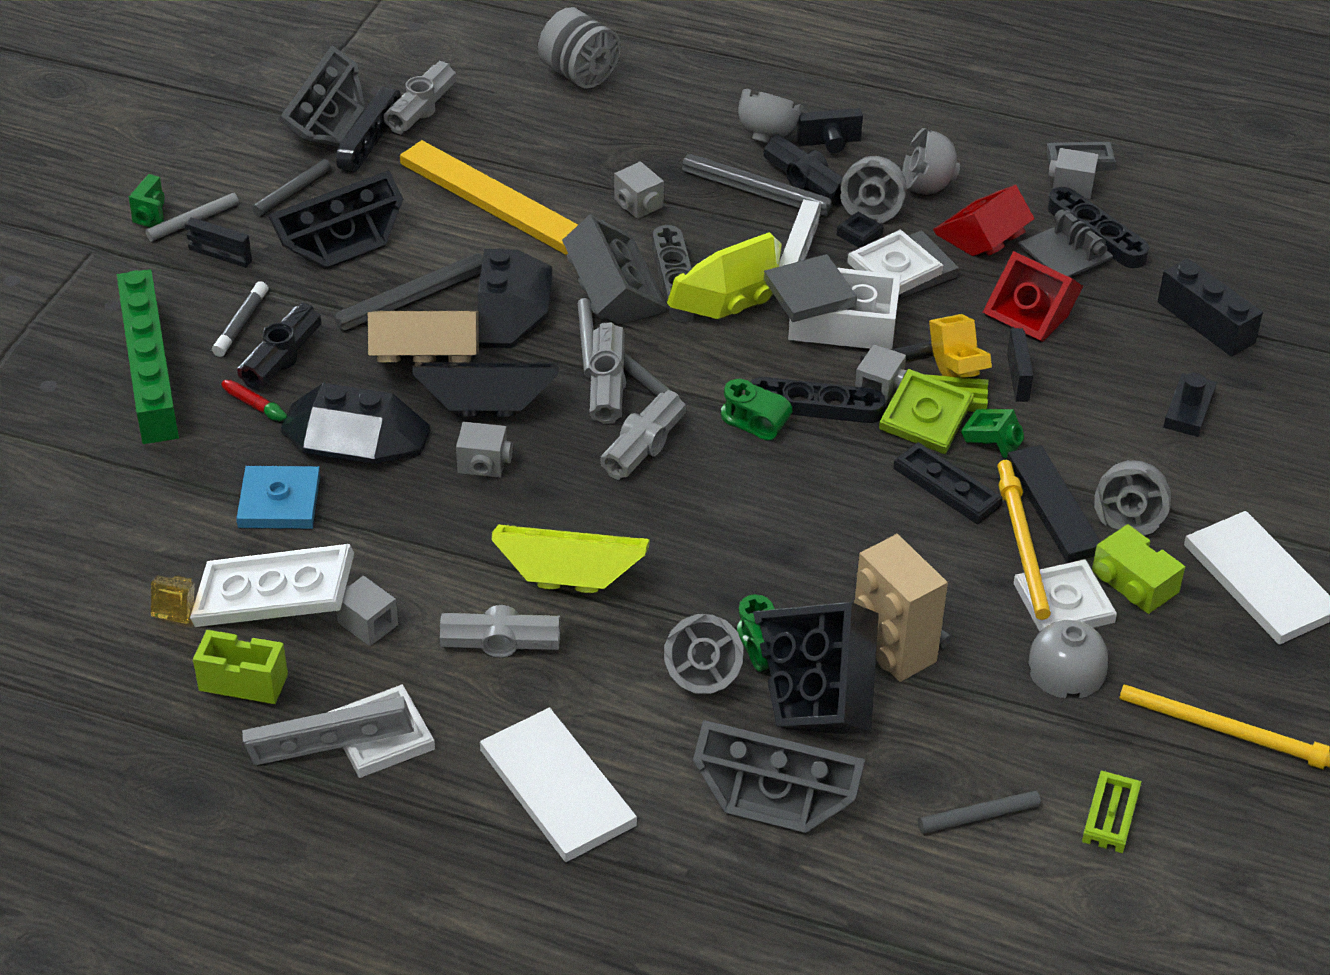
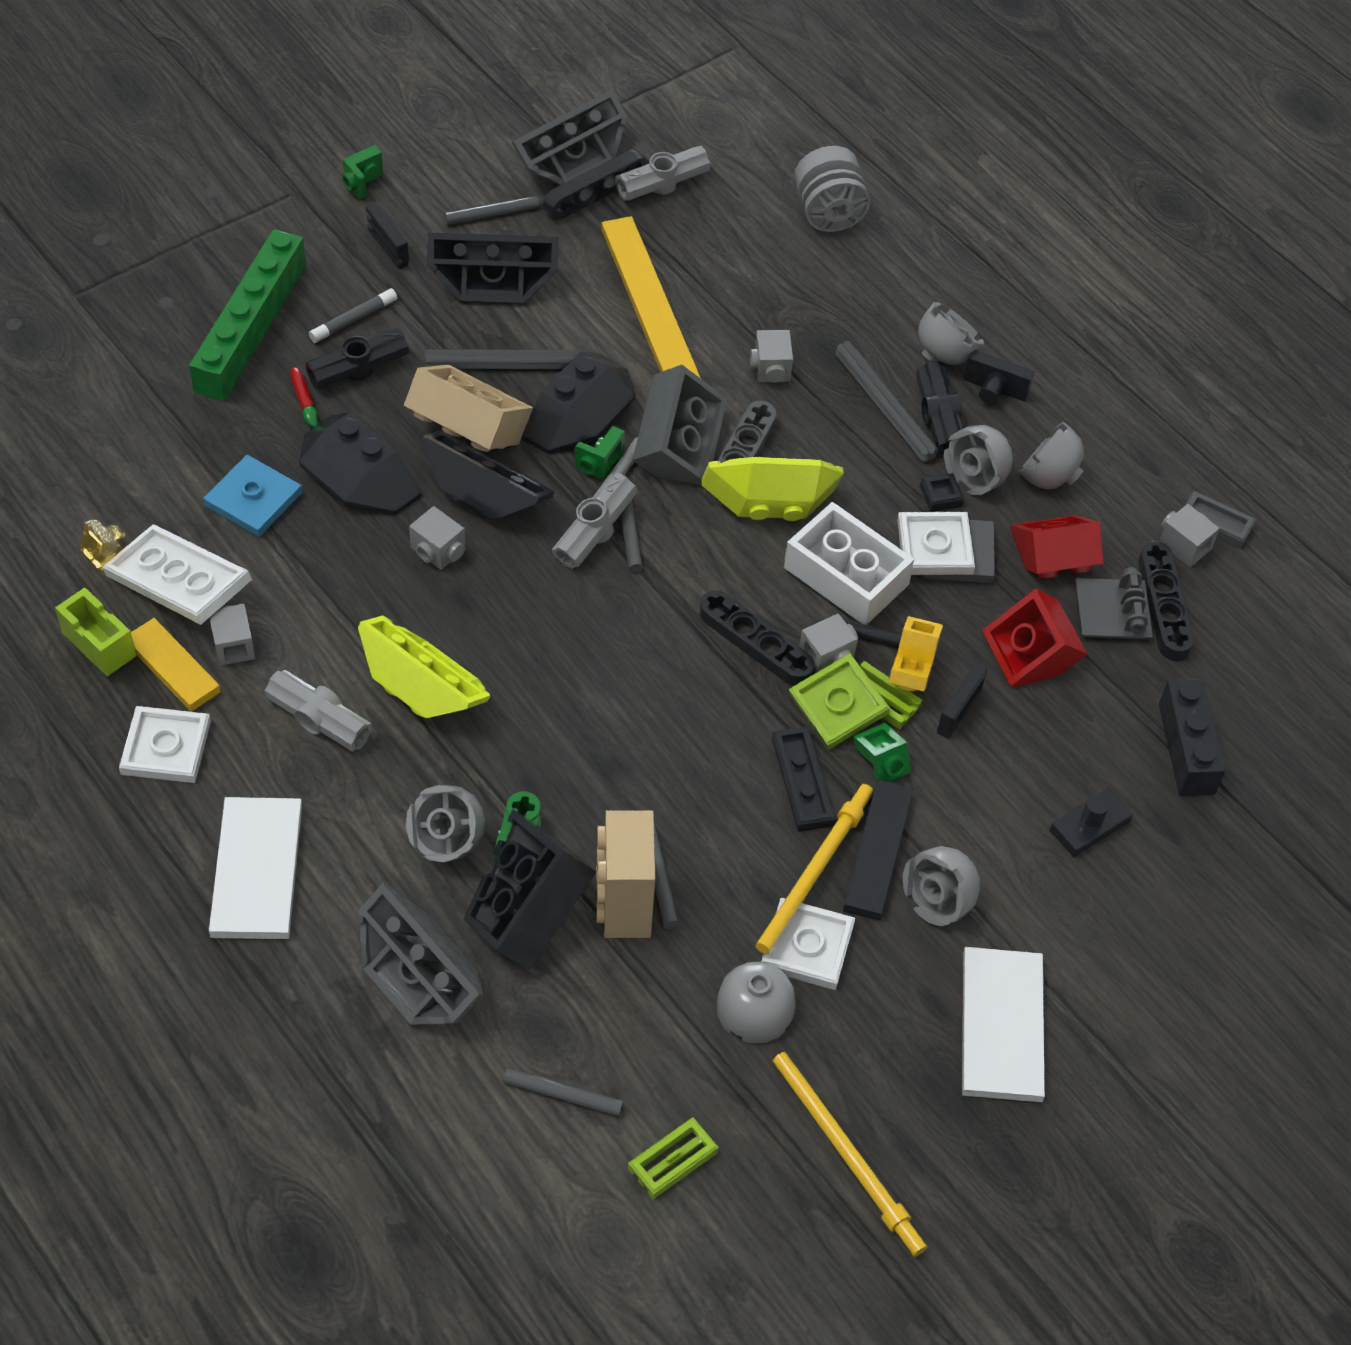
camera: 30 degrees right, 10 degrees up
(201, 213) = (392, 200): light grey bar -> none
(328, 731) = (114, 724): light grey tile -> none
(335, 664) = (173, 665): none -> yellow tile
(561, 329) = (603, 457): none -> green bracket
(643, 435) = (579, 594): light grey piece -> none
(756, 411) = (691, 620): green piece -> none
(802, 233) = (870, 477): white beam -> none
(810, 288) = (816, 531): dark grey tile -> none
(1137, 570) = (889, 962): lime brick -> none

